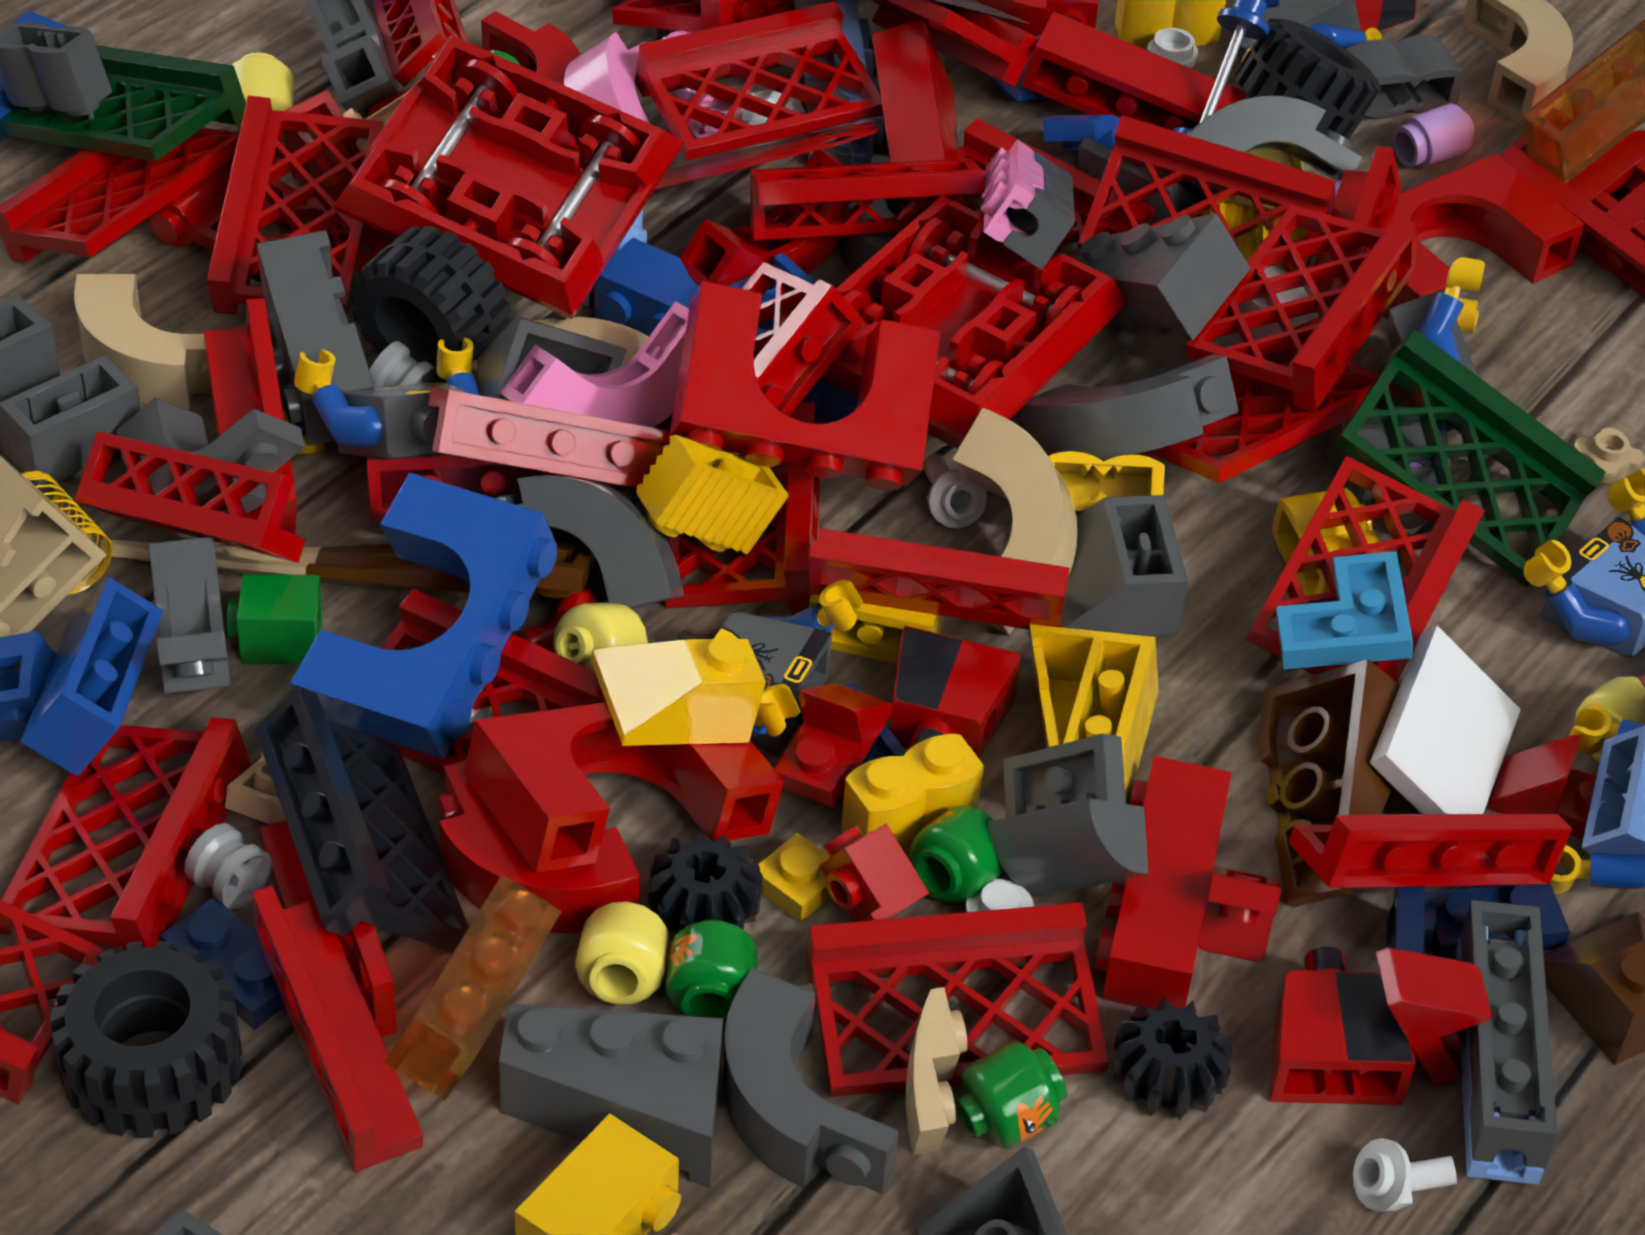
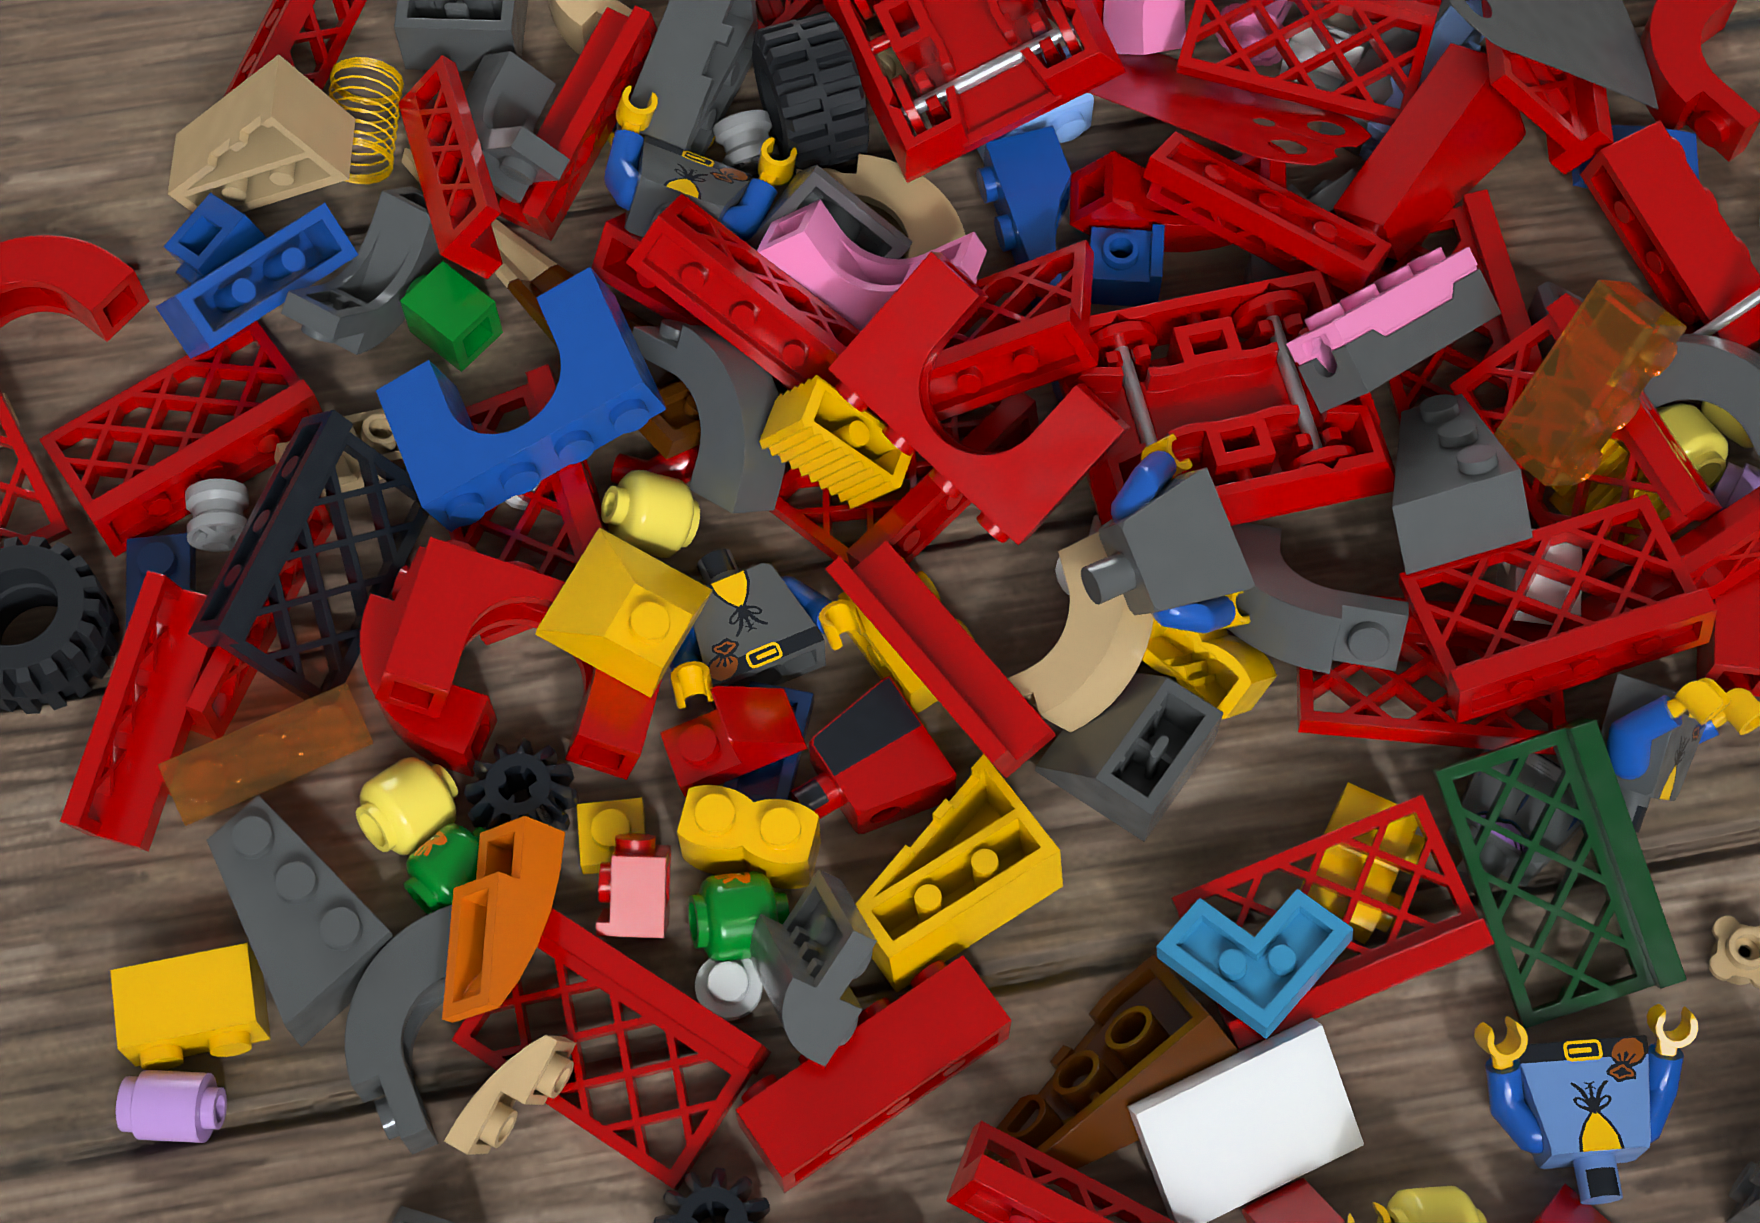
camera: 45 degrees right, 20 degrees up
(805, 942) = (500, 915): none -> orange slope
(1011, 1095) = (557, 1160): green head -> none
(1046, 383) = (1170, 548): none -> dark grey torso
(1073, 129) = (1579, 261): blue slope -> none
(1199, 142) = (1589, 383): none -> clear orange brick
(1239, 914) = (914, 1136): red slope -> none

